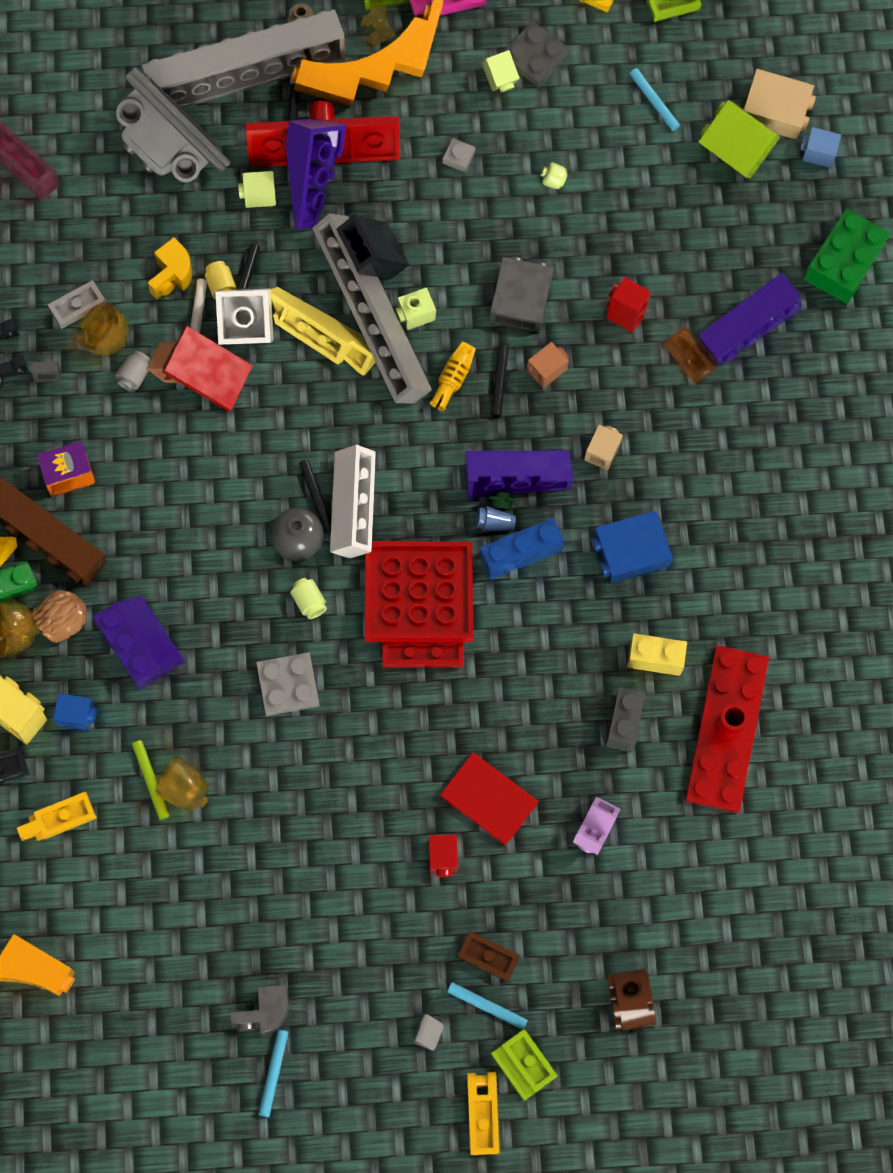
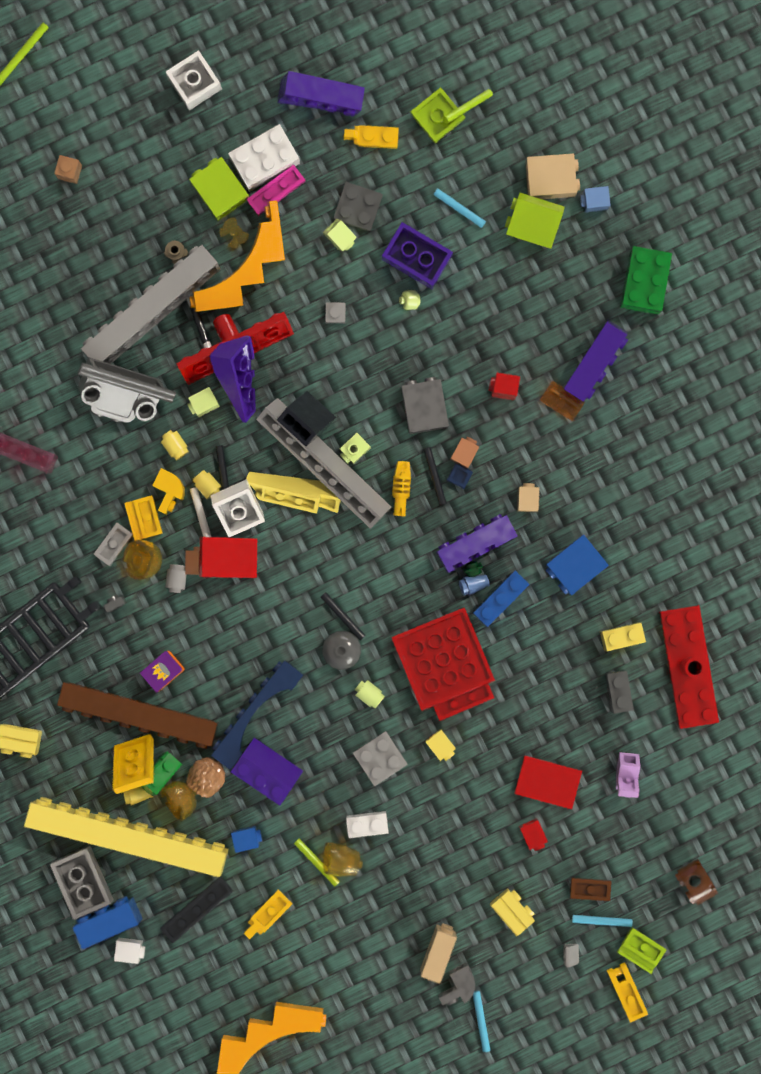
camera: 20 degrees left, 15 degrees up
(128, 288) = (143, 518): none -> yellow plate
(202, 222) = (174, 444): none -> light yellow brick
(209, 538) = (229, 749): none -> dark blue arch
(235, 755) = (367, 824): none -> white brick
(255, 952) = (438, 953): none -> tan brick
(352, 501) = (371, 613): white brick -> none
(371, 696) = (441, 745): none -> light yellow brick
(374, 942) = (512, 911): none -> light yellow brick
(530, 391) = (459, 476): none -> dark blue tile
(582, 125) = (417, 255): none -> dark purple brick

